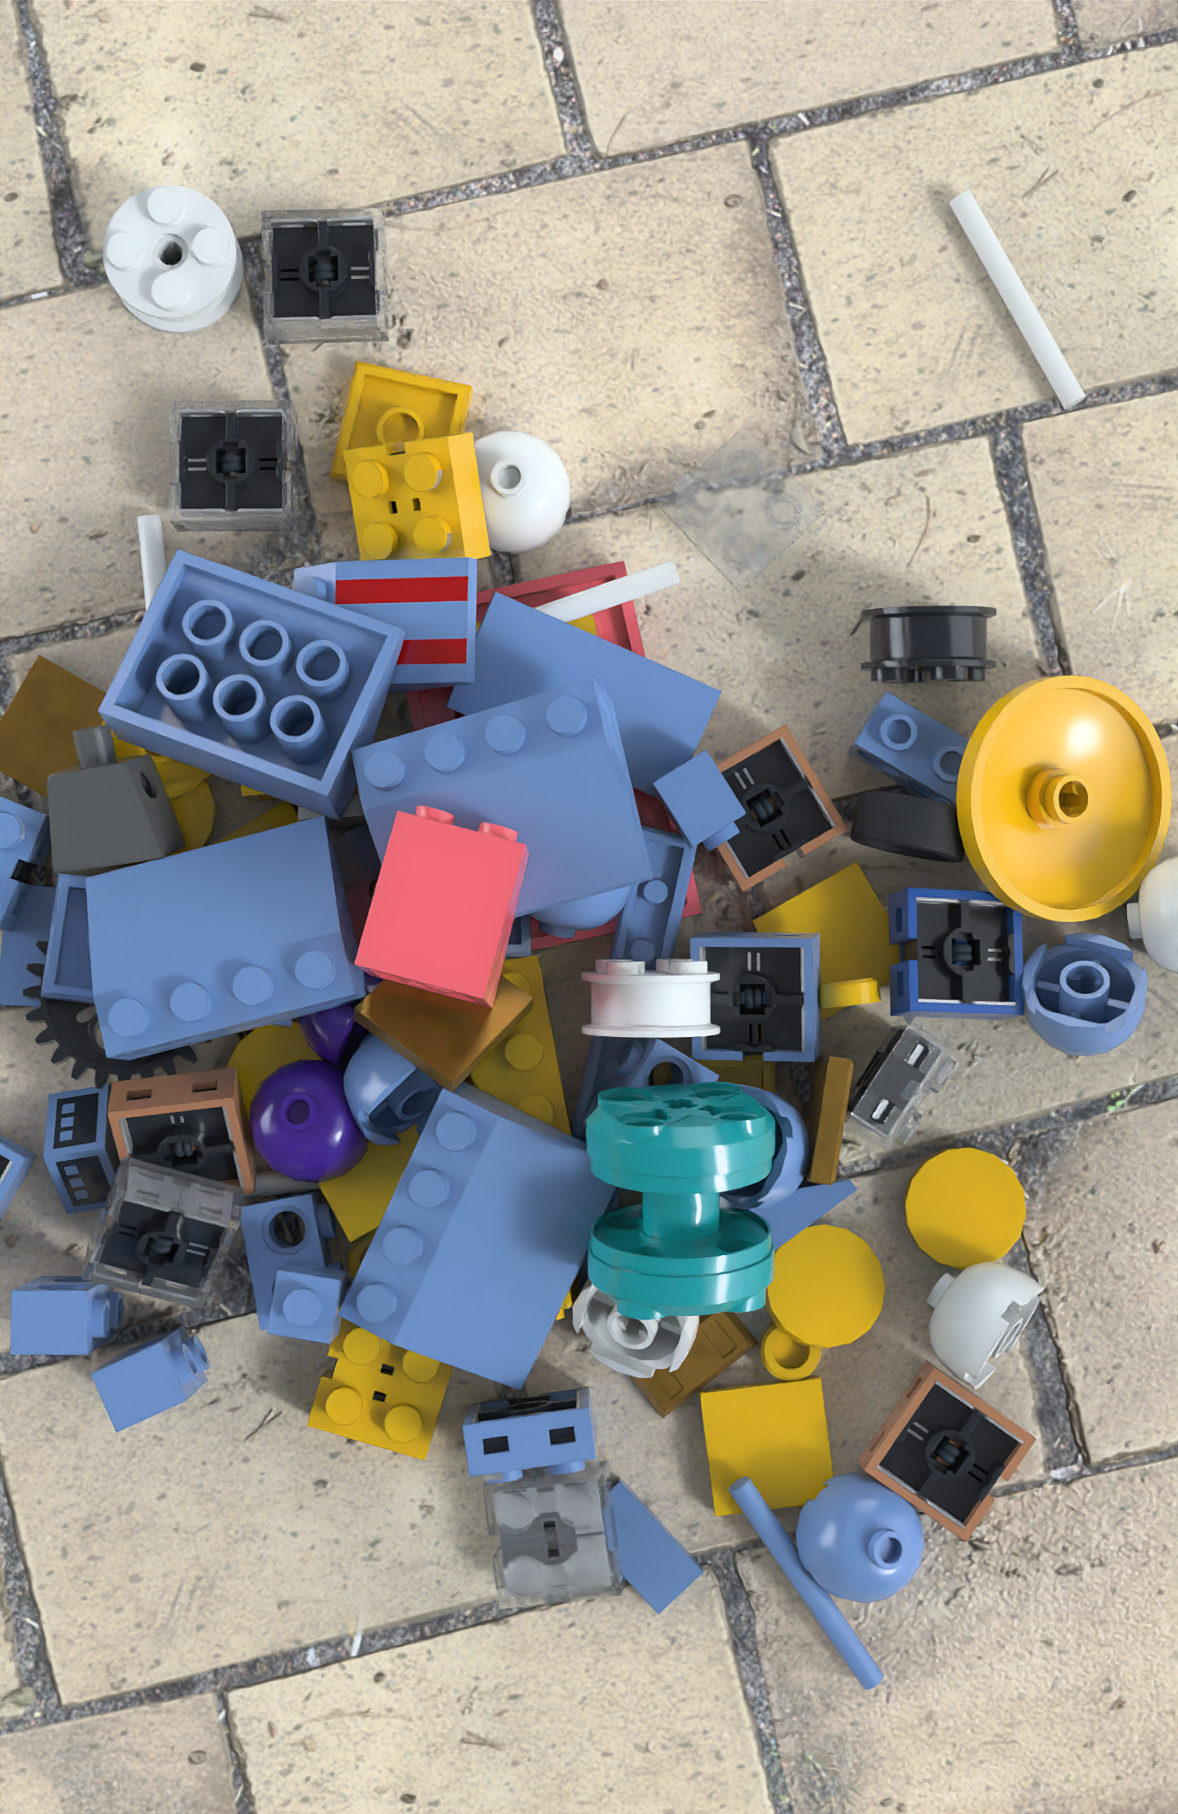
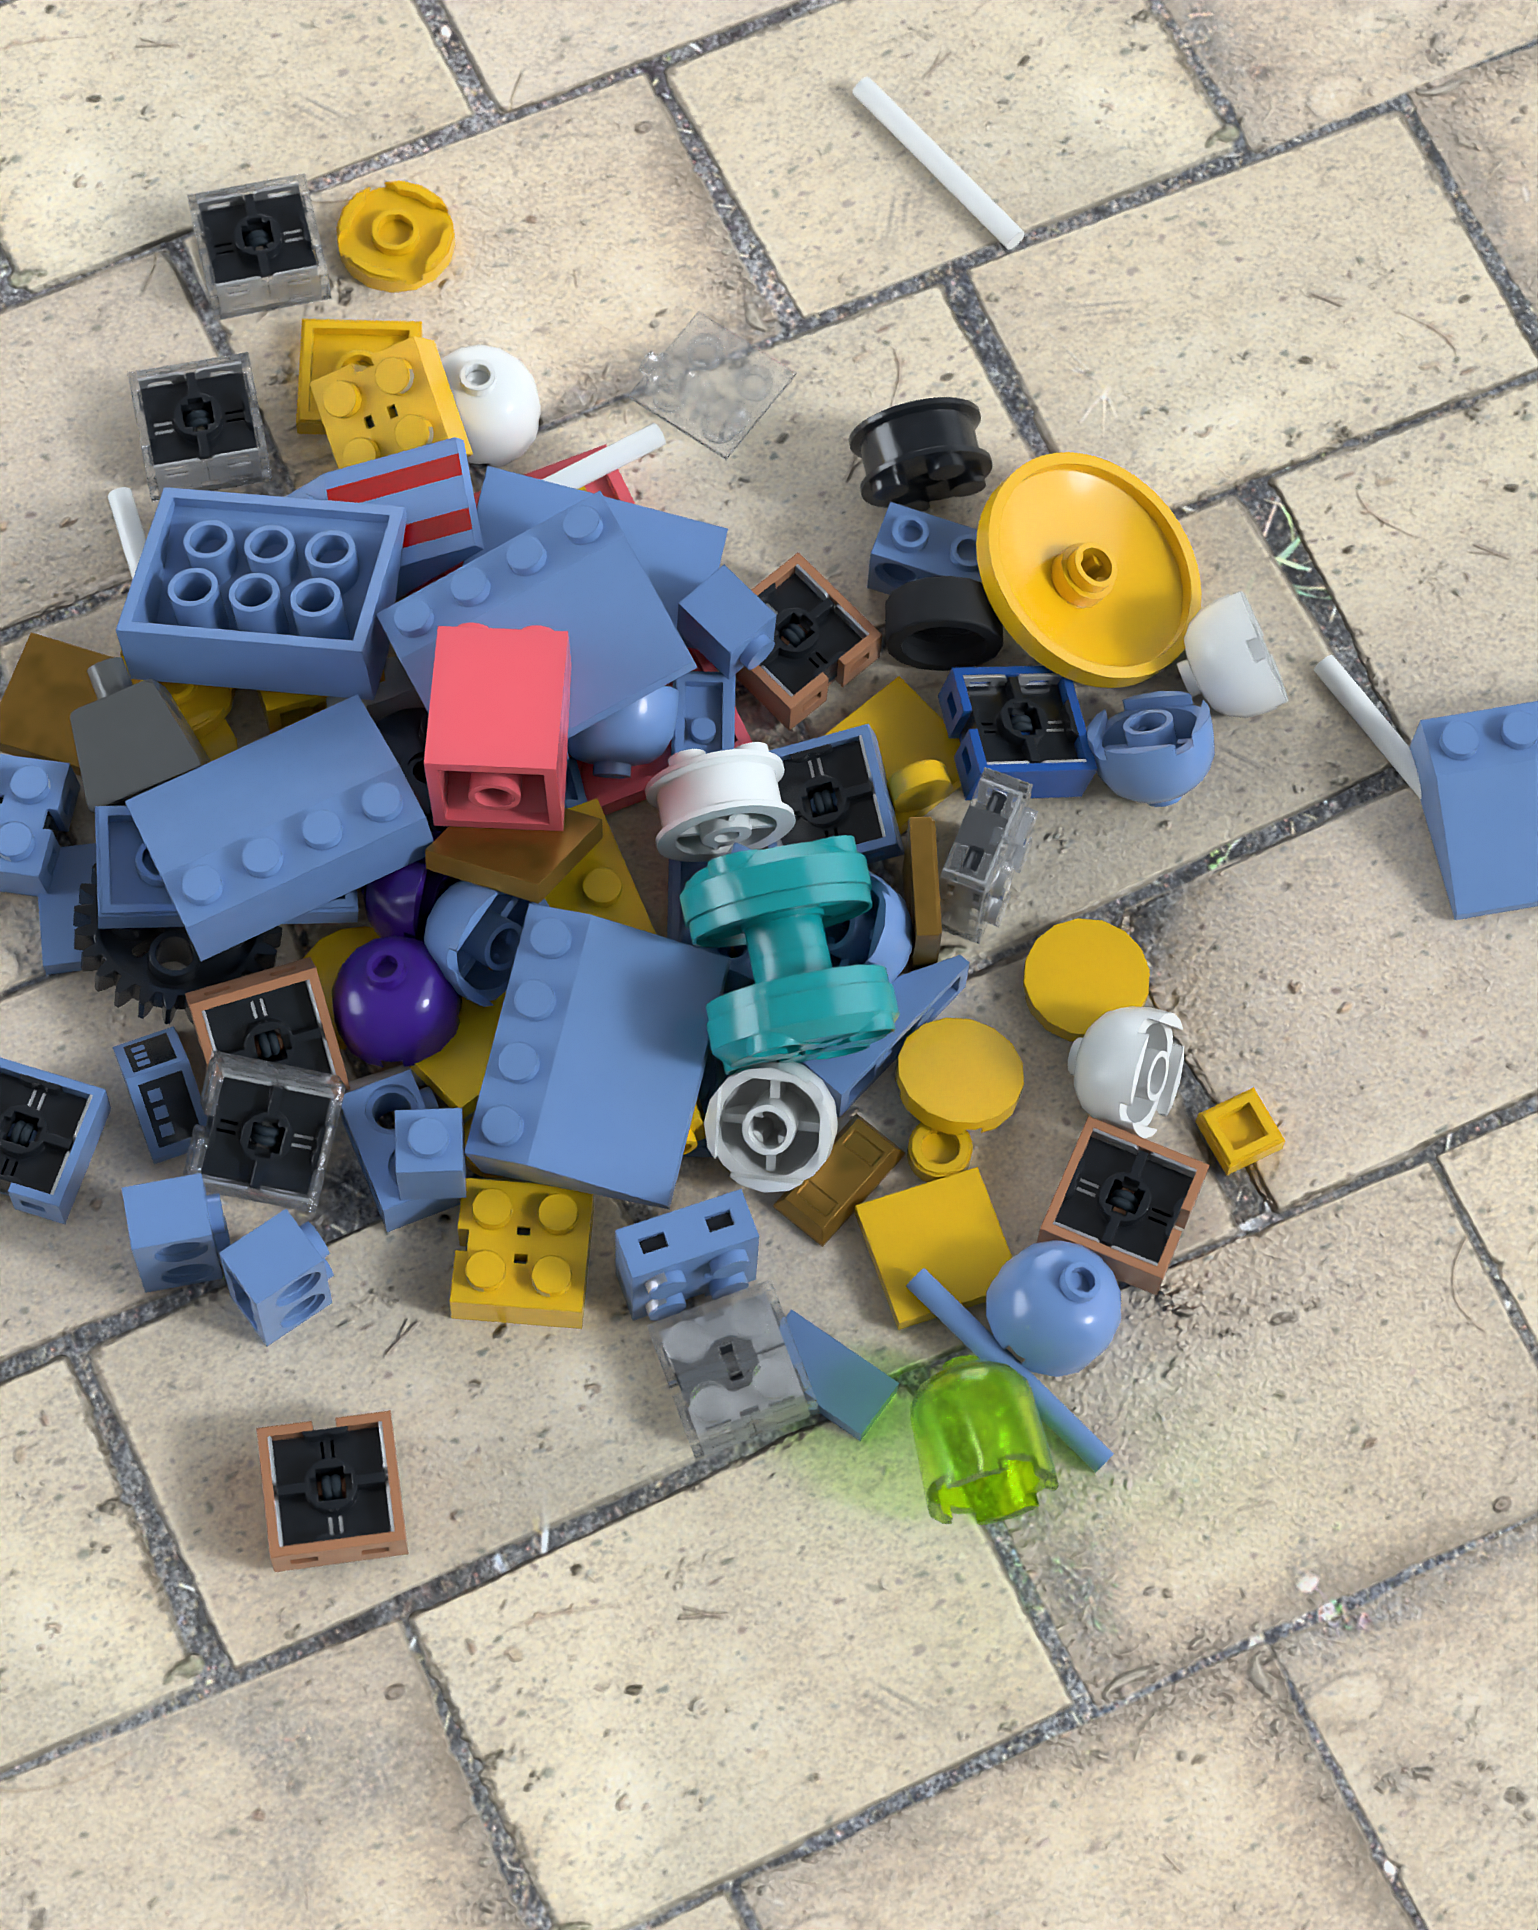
camera: 15 degrees left, 20 degrees down
(165, 226) = (105, 258): white wheel -> none
(185, 1602) = (327, 1464): none -> piece
(465, 282) = (395, 237): none -> yellow tile
(762, 1660) = (980, 1442): none -> clear neon green cylinder
(1073, 1385) = (1240, 1131): none -> yellow tile

